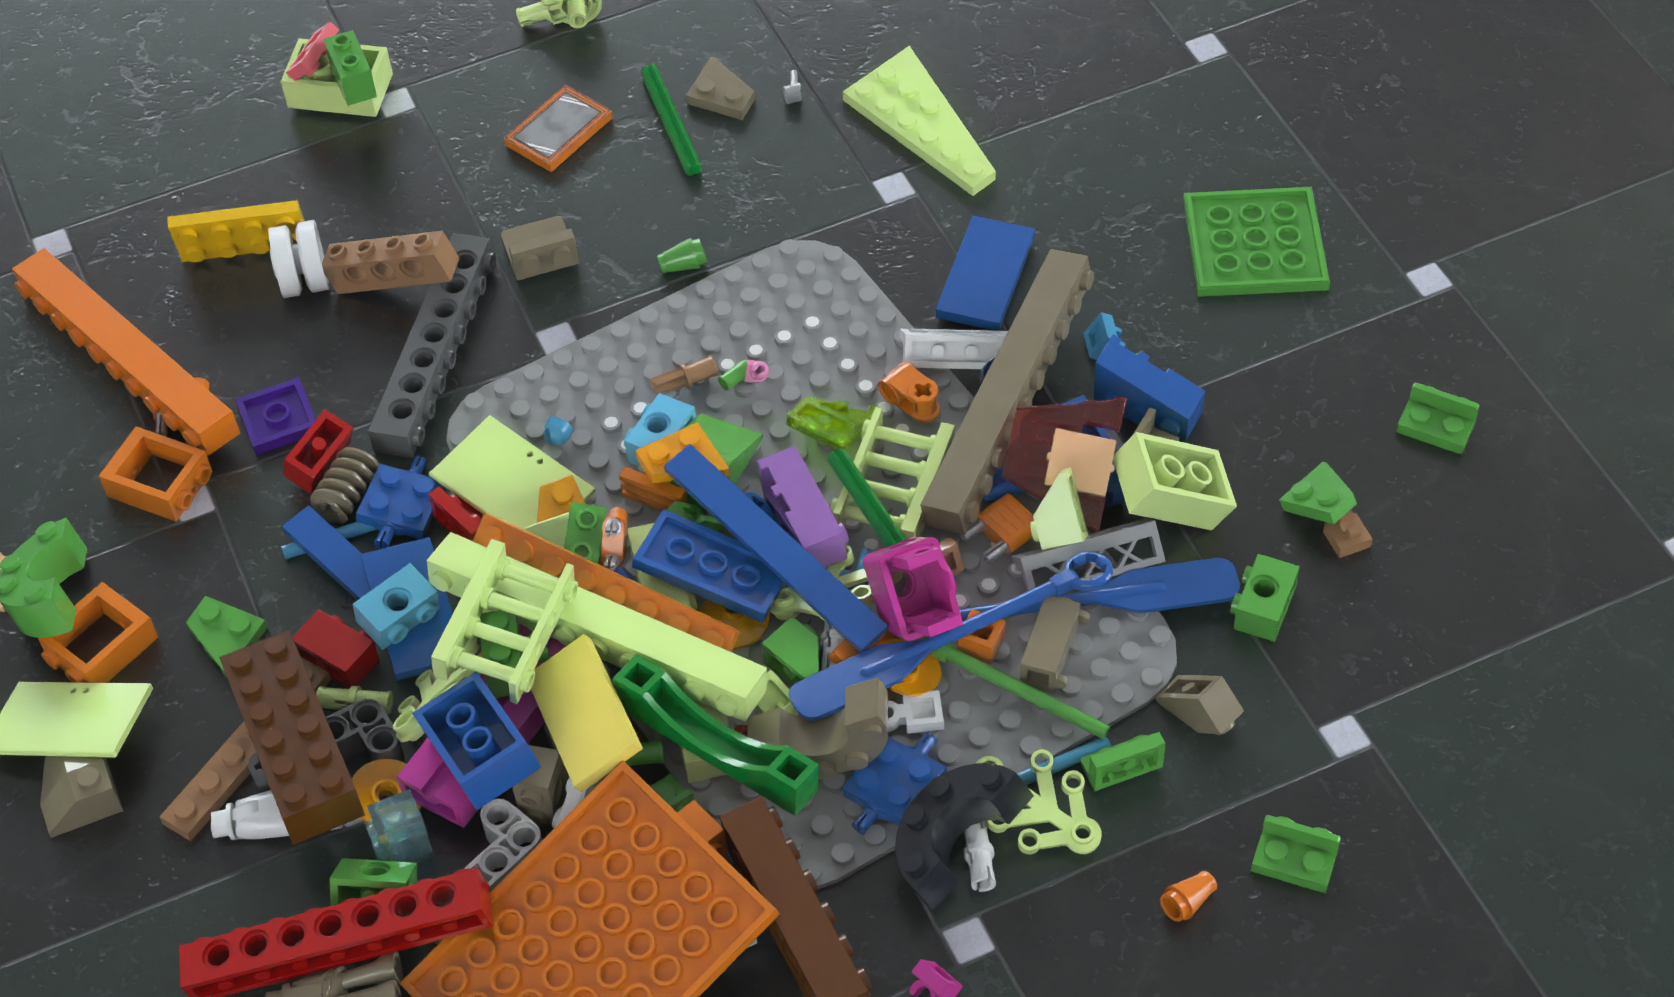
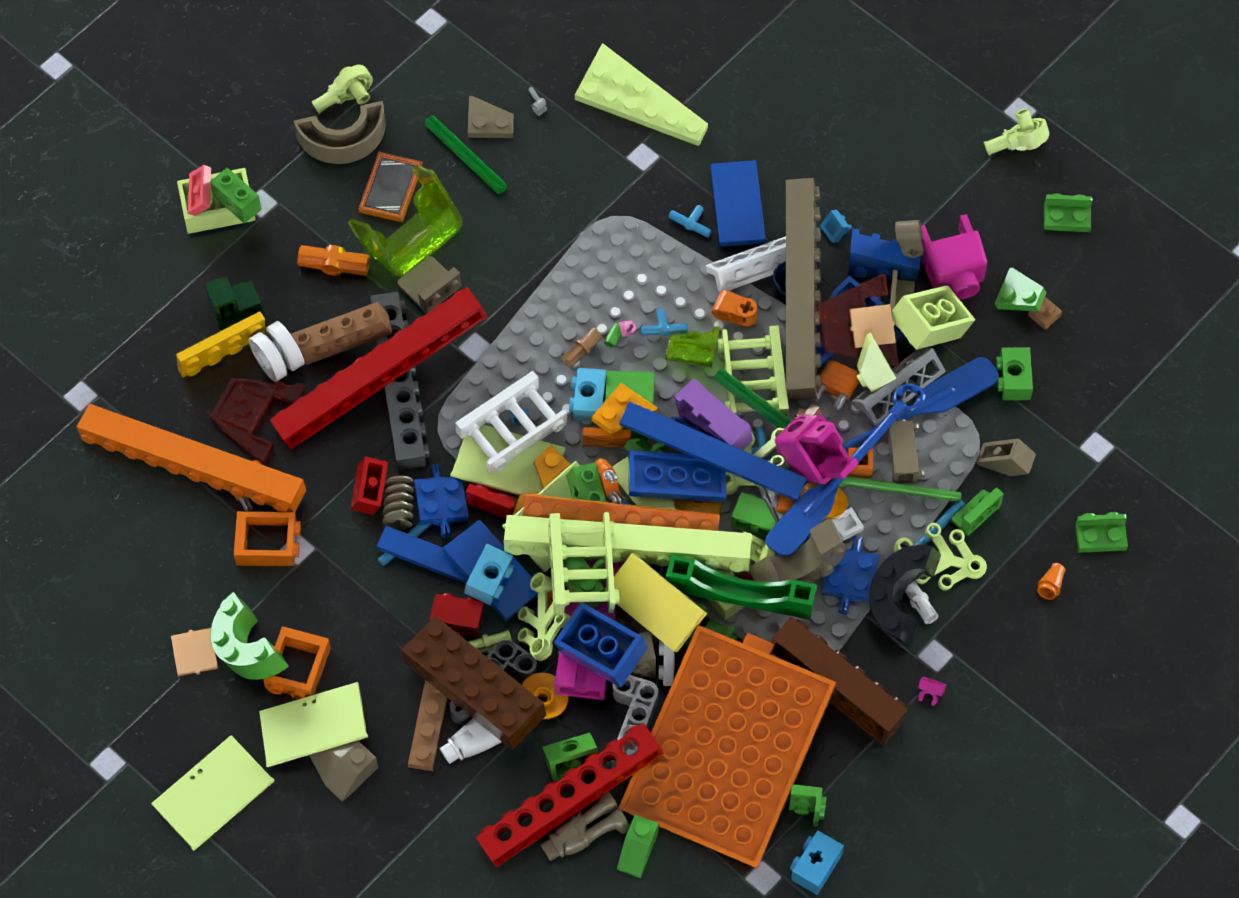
camera: 25 degrees left, 10 degrees up
(224, 628) = (375, 629): bright green wing -> none
(229, 315) = (244, 407): none -> clear red wing
(272, 183) = (232, 303): none -> dark green brick
(276, 415) = (320, 468): dark purple tile -> none
(398, 830) = (570, 717): clear light blue brick -> none
(407, 313) = (378, 368): none -> red brick
(438, 185) = (333, 260): none -> orange piece
(529, 404) = (508, 400): none -> white fence
(534, 62) = (345, 144): none -> dark tan brick
(560, 193) = (419, 236): none -> clear neon green windscreen
(683, 256) = (532, 258): bright green cone -> none
(805, 386) = (663, 327): none -> dark azure piece
(914, 278) = (691, 222): none -> dark azure piece
(1186, 367) = (909, 237): none -> dark tan piece
(1245, 424) = (955, 260): none -> dark pink piece
(1255, 241) = (899, 120): bright green tile -> none
(1416, 308) = (1026, 135): none -> yellowish green pin

